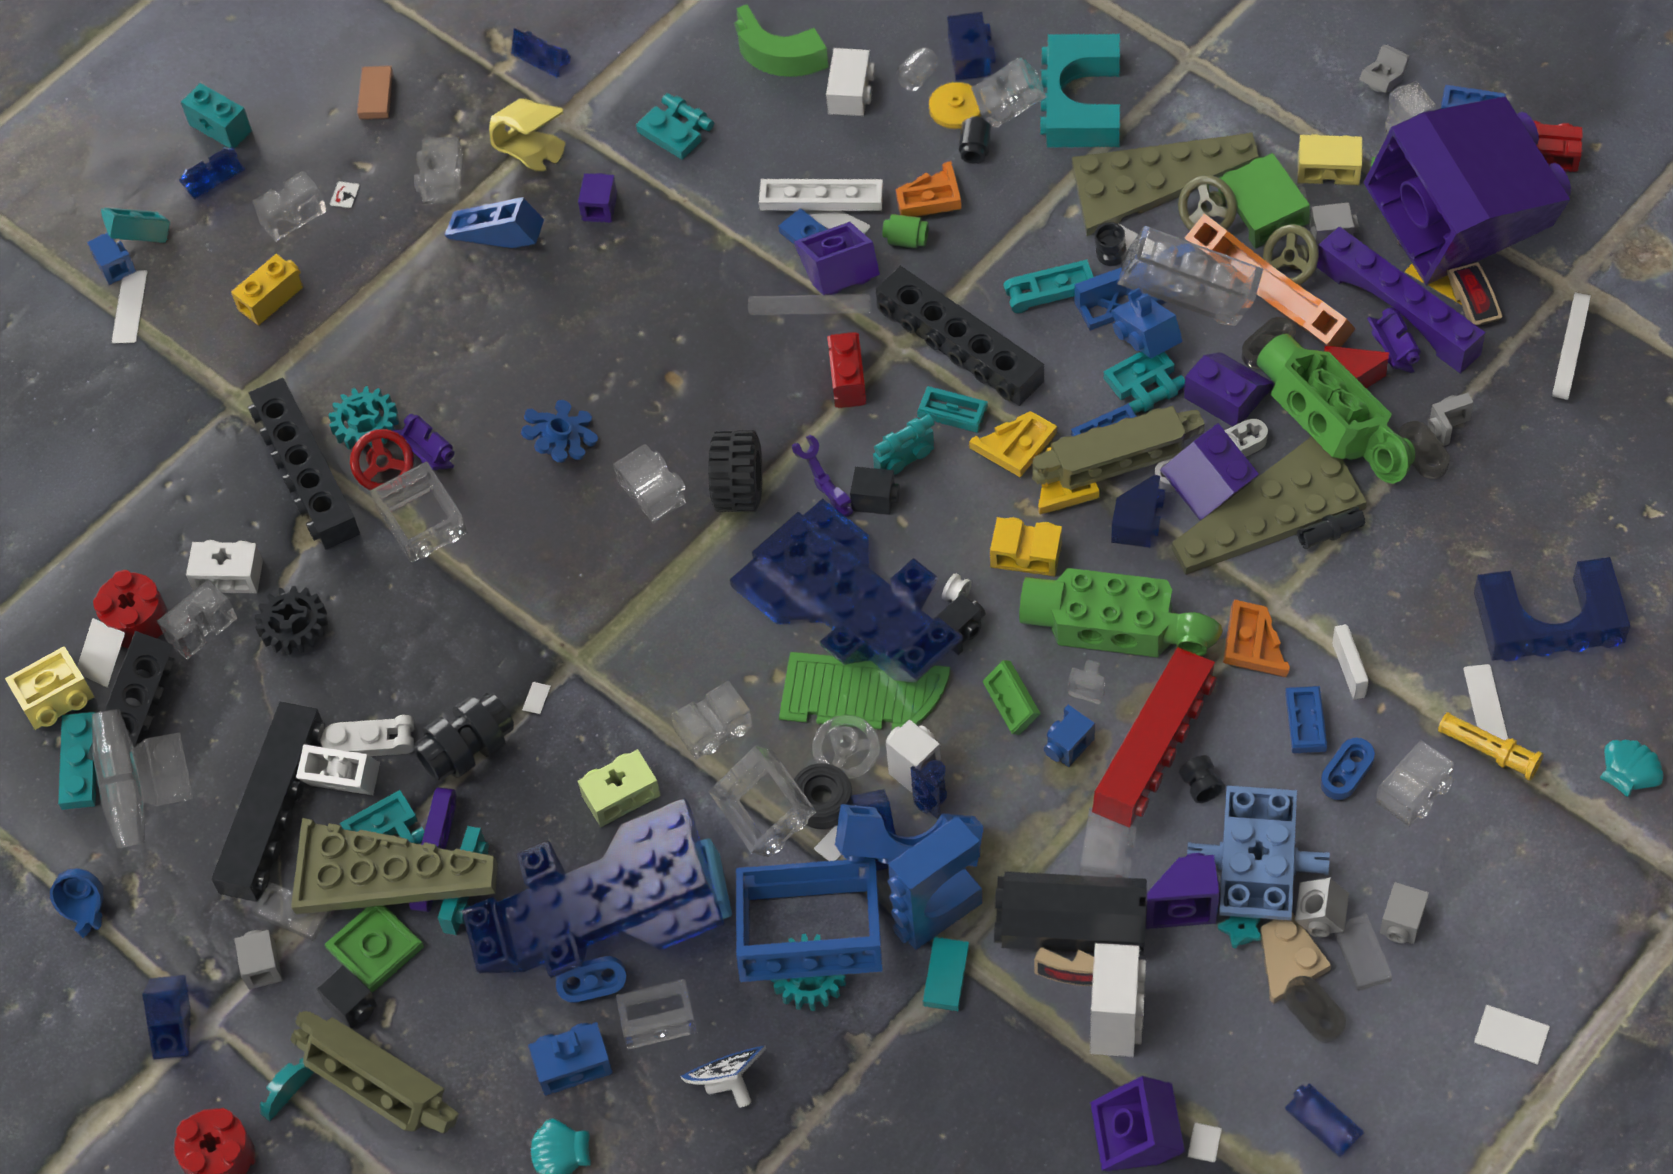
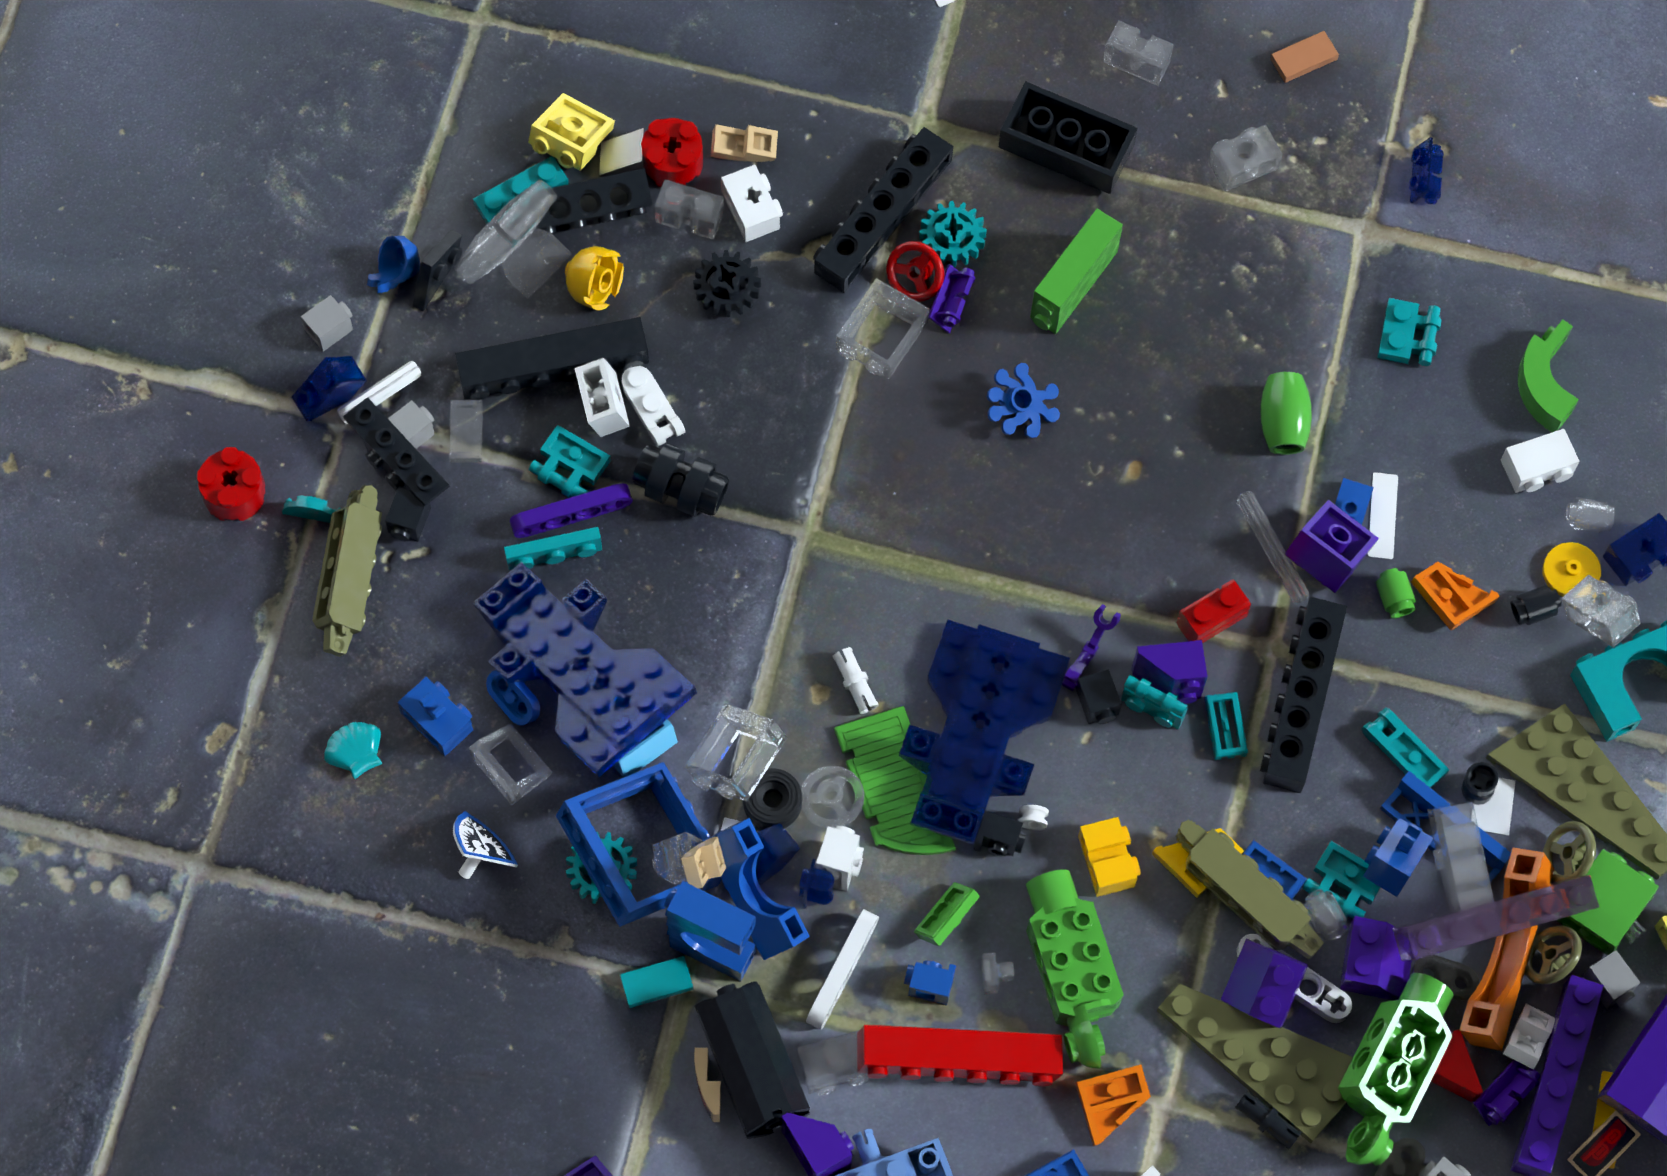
camera: 55 degrees right, 10 degrees up
(99, 988) = (327, 322): none -> light grey brick
(112, 861) = (436, 267): none -> black wing
(163, 549) = (752, 144): none -> tan slope
(202, 974) = (384, 388): none -> white axle
(209, 728) = (593, 276): none -> yellow cylinder
(267, 289) = (1045, 75): yellow brick -> none
(280, 979) = (394, 453): none -> black bracket
(333, 289) = (1067, 137): none -> black brick
(344, 194) = (1182, 91): white sticker -> none
(374, 946) = (467, 511): bright green tile -> none
(375, 869) = (520, 470): olive wing -> none
(466, 333) = (1075, 271): none -> bright green brick
(500, 224) = (1212, 236): blue slope -> none
(522, 139) = (1319, 209): light yellow piece -> none
(536, 697) = (757, 519): white sticker -> none
(597, 197) = (1288, 306): dark purple brick -> none
(635, 787) = (706, 643): yellowish green brick -> none
(650, 482) = (1008, 504): clear brick -> none
(696, 237) = (1286, 413): none -> bright green piece
(712, 720) = (799, 674): clear brick -> none
(735, 471) = (1048, 569): black tyre -> none
(745, 678) = (855, 680): none -> white pin
(821, 194) = (1398, 498): white plate -> none
(849, 880) = (668, 856): none -> clear brick
(869, 850) = (703, 862): none -> tan slope
(884, 410) = (1173, 668): none -> dark purple slope
(1016, 442) = (1215, 798): yellow wing -> none
(1019, 806) = (842, 969): none -> white beam
(1117, 1000) = (679, 1131): white brick -> none
(1136, 514) = (1193, 938): clear blue slope -> none
(1166, 396) = (1326, 914): none -> clear brick
(1200, 776) = (947, 1111): black wheel -> none
(1245, 296) = (1495, 918): none -> clear purple arch
(1353, 304) = (1529, 1036): none -> white slope

